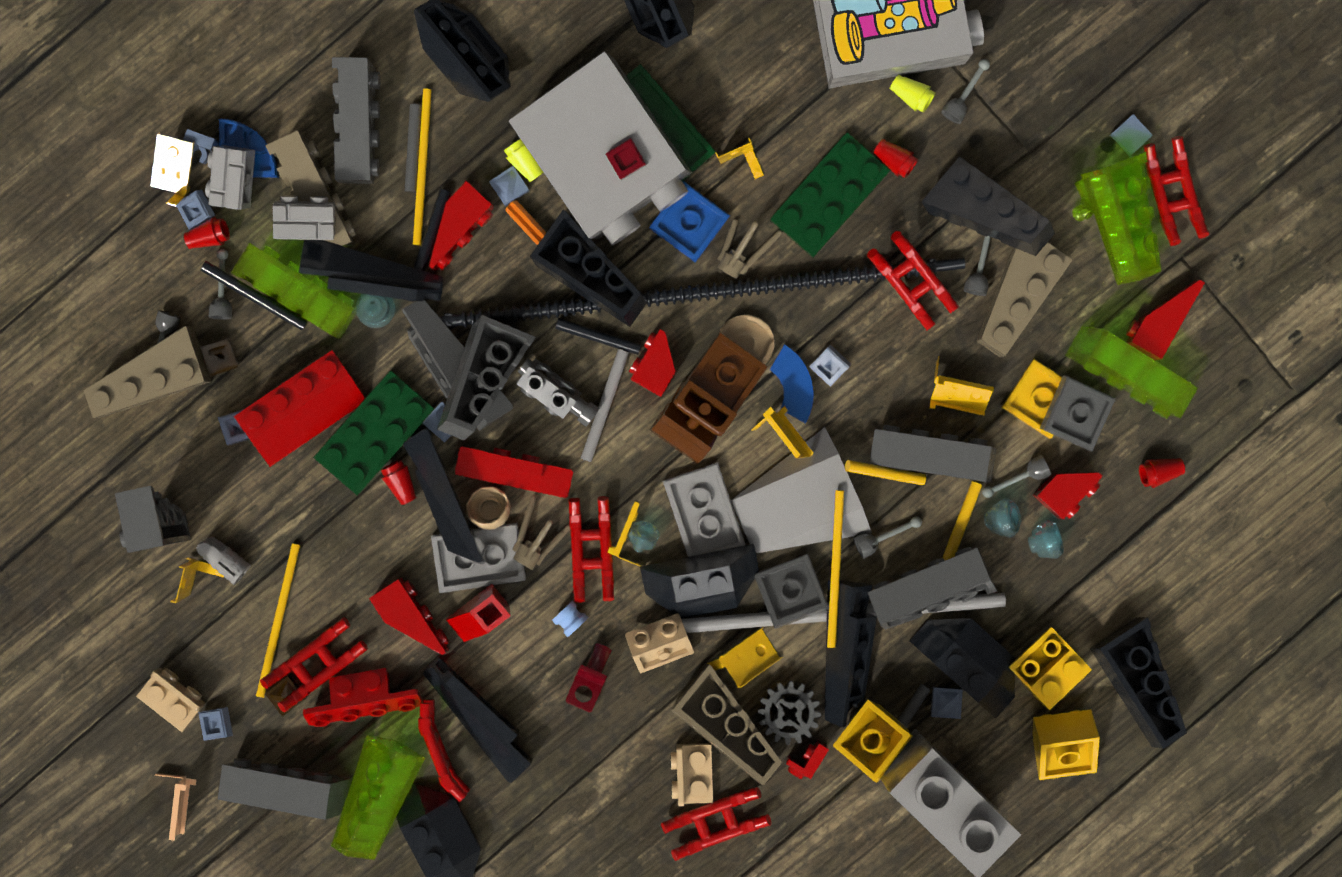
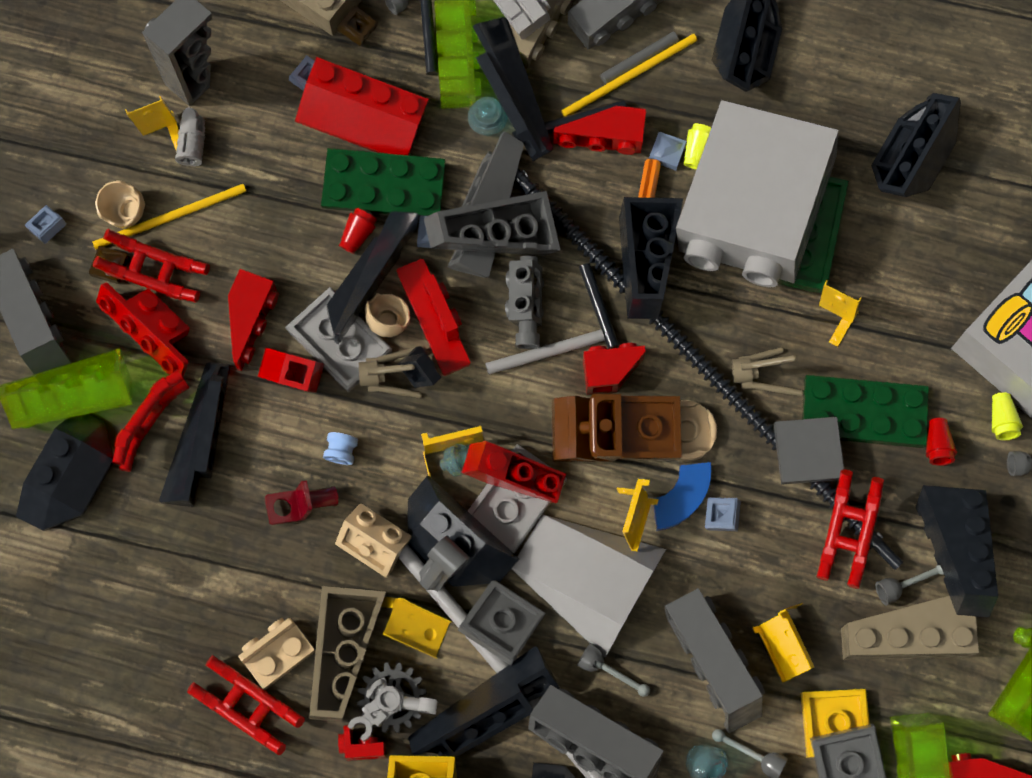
camera: 55 degrees right, 15 degrees down
(171, 699) = (43, 177): tan bracket -> none
(243, 654) = (120, 204): none -> tan hair
(550, 509) = (425, 369): none -> black bracket
(579, 535) = (416, 407): red piece -> none
(626, 159) = (764, 207): dark red tile -> none
(686, 502) = (512, 471): none -> red slope
(690, 223) = (751, 313): blue tile -> none
(720, 607) = (444, 562): none -> dark grey piece
(794, 719) = (387, 702): none -> light grey piece
(831, 265) = (808, 450): none -> dark grey tile
(835, 568) = (550, 642): yellow axle -> none
(885, 472) = (667, 627): yellow bar -> none
(962, 520) = (683, 729): yellow bar -> none

